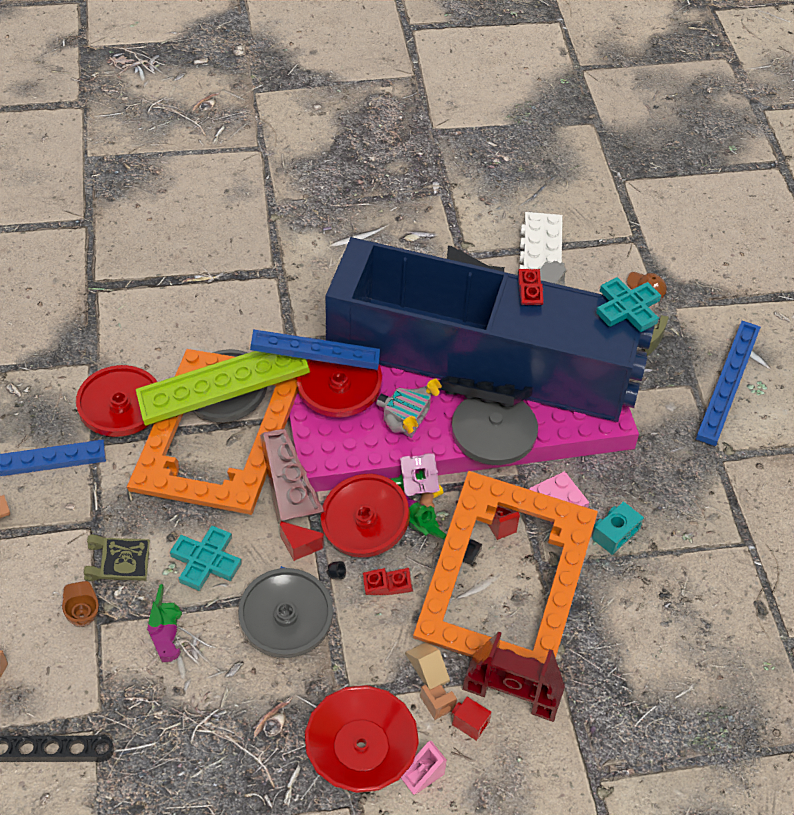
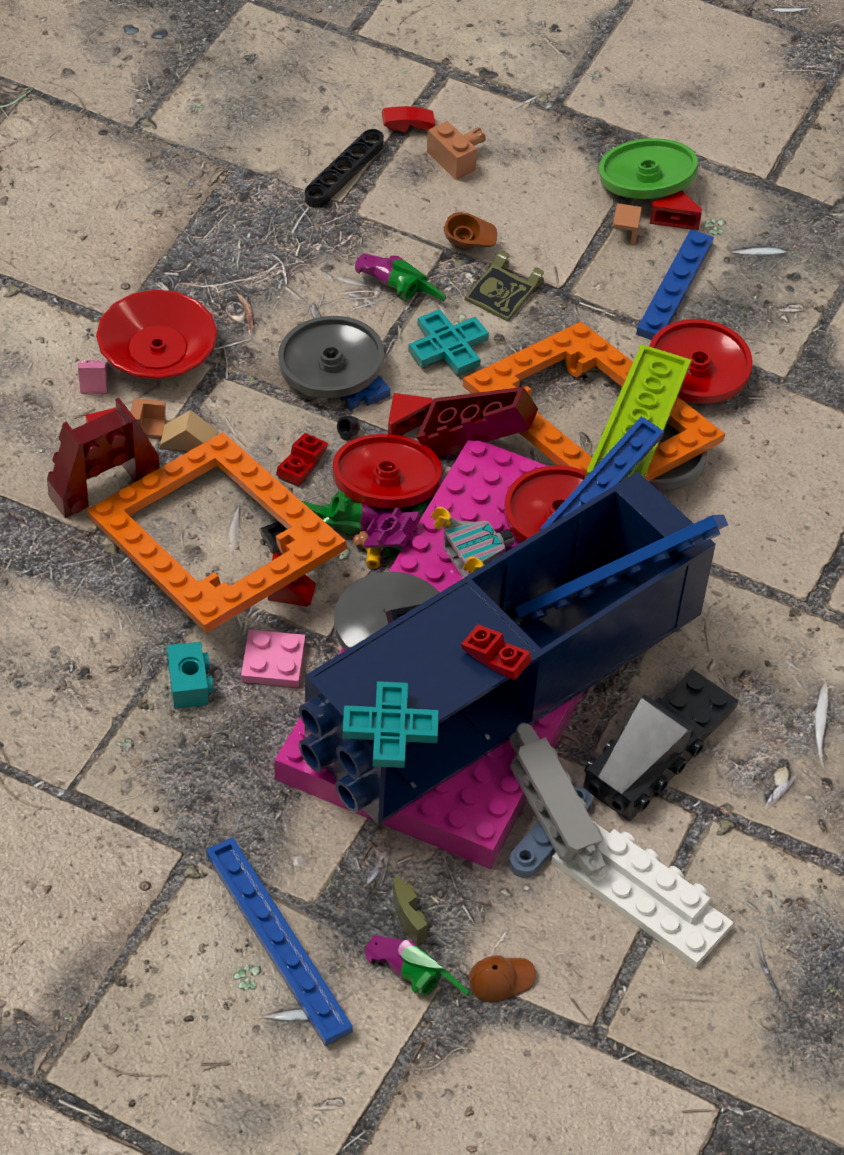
camera: 125 degrees right, 0 degrees up
(384, 260) = (631, 564): none -> blue plate
(681, 316) = (410, 963): none -> green animal

